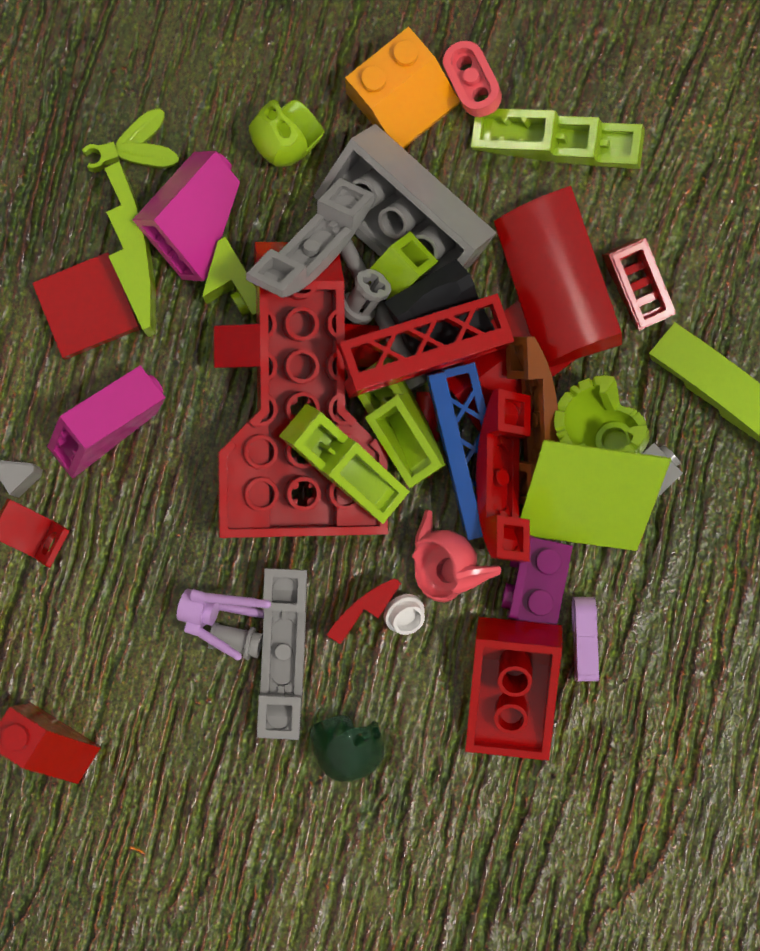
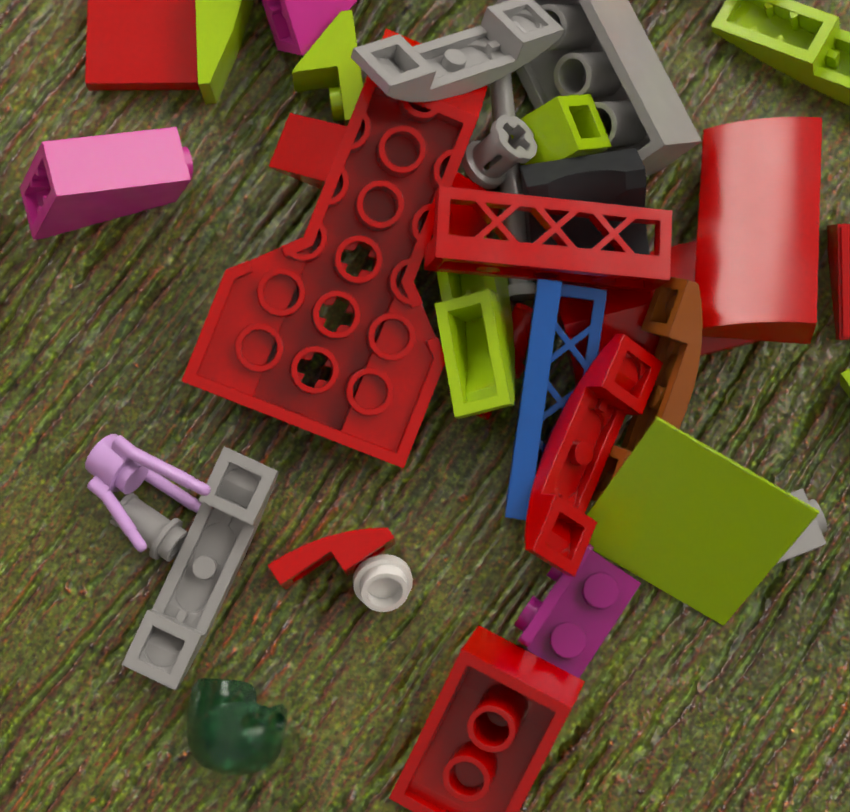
camera: 20 degrees right, 5 degrees down
(344, 463) = (383, 349): lime slope -> none
(446, 563) = (465, 536): coral piece -> none
(585, 639) = (608, 713): lavender piece -> none
(595, 418) = (739, 420): lime hair -> none

